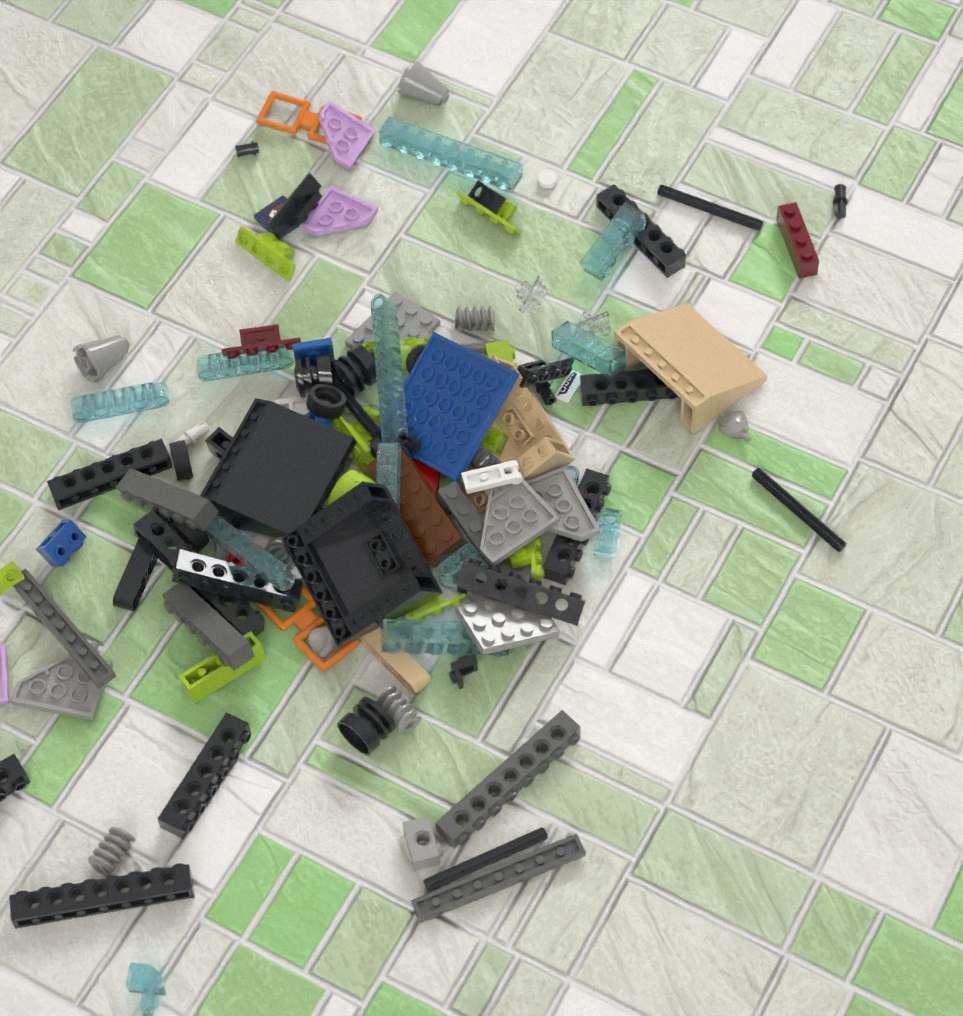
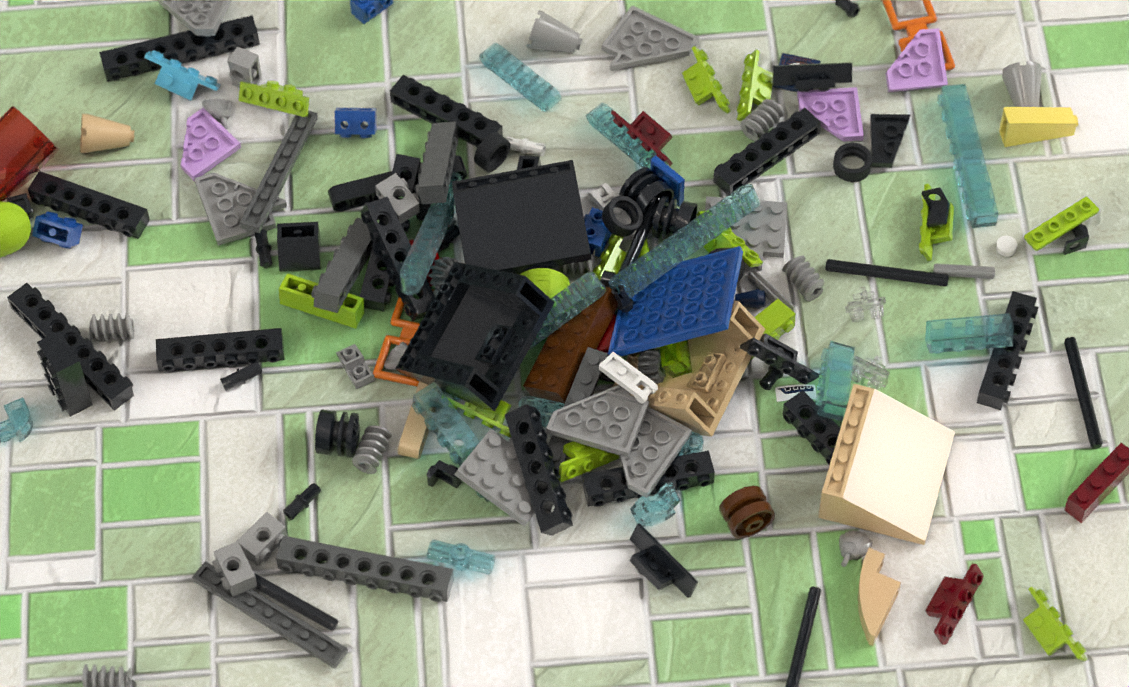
camera: 55 degrees right, 0 degrees up
(128, 686) = (263, 248): none -> black axle
(143, 907) = (63, 374): none -> black brick
(151, 655) = (298, 246): none -> black slope
(161, 296) = (646, 40): none -> light grey wing
(170, 539) = (394, 187): none -> light grey brick
(234, 282) = (702, 82): none -> lime bracket
(244, 773) = (241, 375): none -> black axle
(303, 680) = (355, 366): none -> light grey slope
(306, 262) = (761, 119): none -> light grey piece
(338, 277) = (767, 151): none -> black brick
(389, 195) = (886, 137): none -> black wing
(394, 240) = (852, 149): none -> black tyre
(405, 793) = (301, 501): none -> black axle
(433, 869) = (234, 557): none -> light grey brick
(459, 98) = (1036, 124): none -> light yellow slope
(508, 267) = (887, 272): none -> black axle
(548, 217) = (965, 271): none -> light grey axle
(559, 692) = (474, 559): none -> clear light blue piece
(561, 132) = (1061, 223): none -> lime bracket
(575, 128) = (1082, 237): none -> black bracket
(659, 562) = (659, 564): none -> black bracket
(665, 474) = (746, 511): none -> reddish brown wheel
(790, 435) = (875, 595): none -> tan slope
(827, 391) = (952, 600): none -> dark red bracket
(895, 344) = (1049, 630): none -> lime bracket

